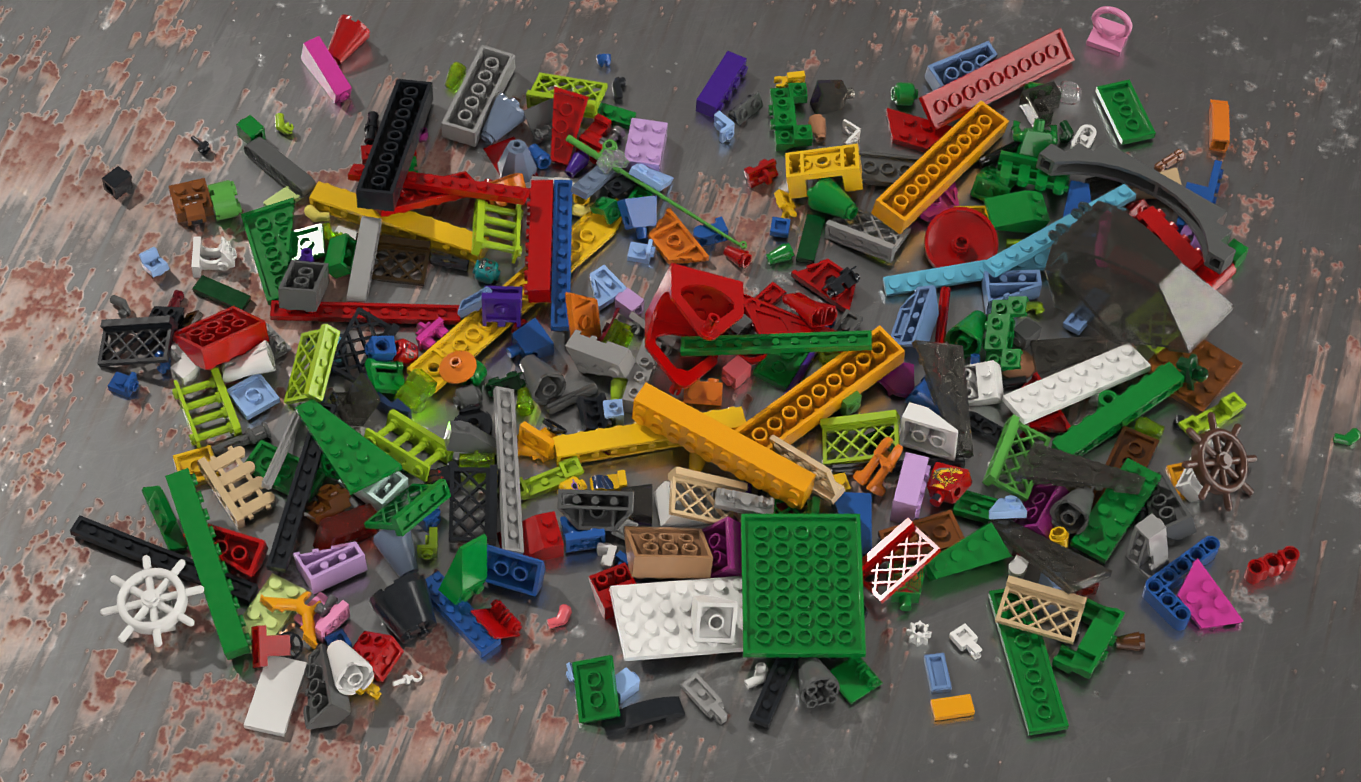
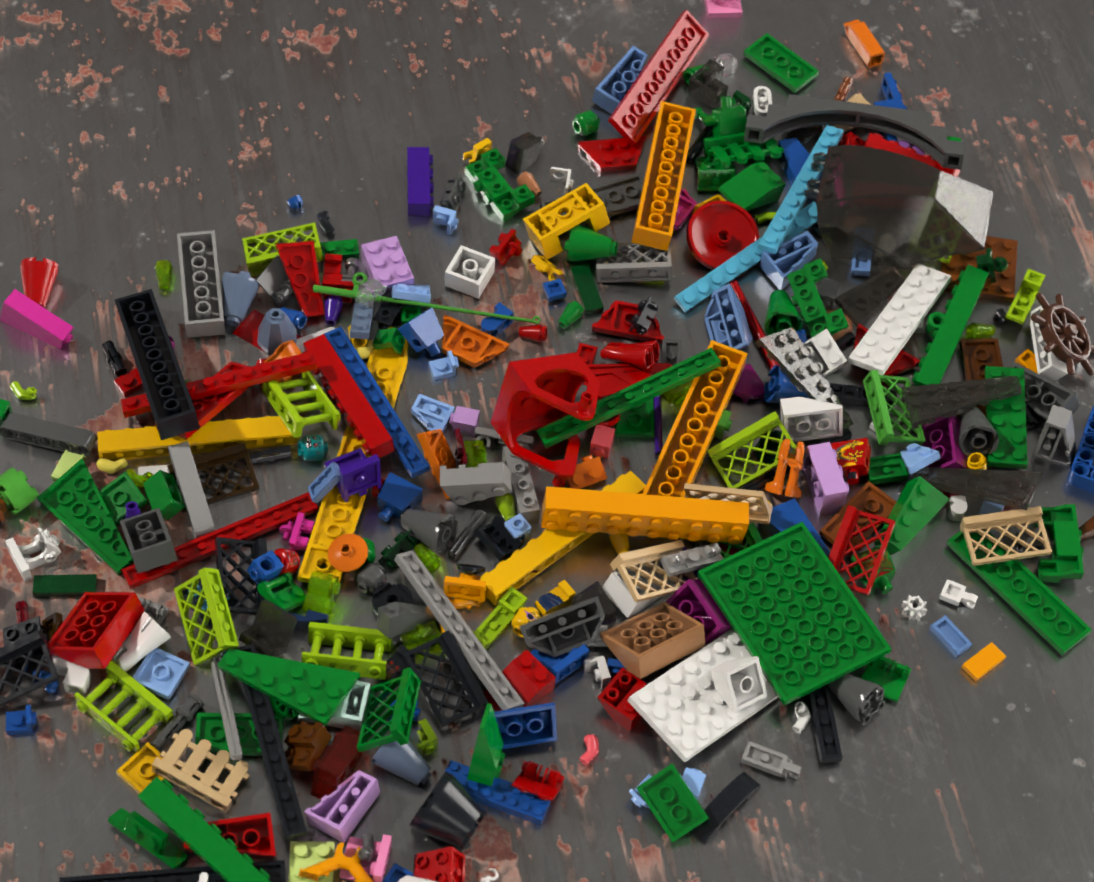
camera: 30 degrees left, 0 degrees up
(713, 180) = (469, 271): none -> white brick

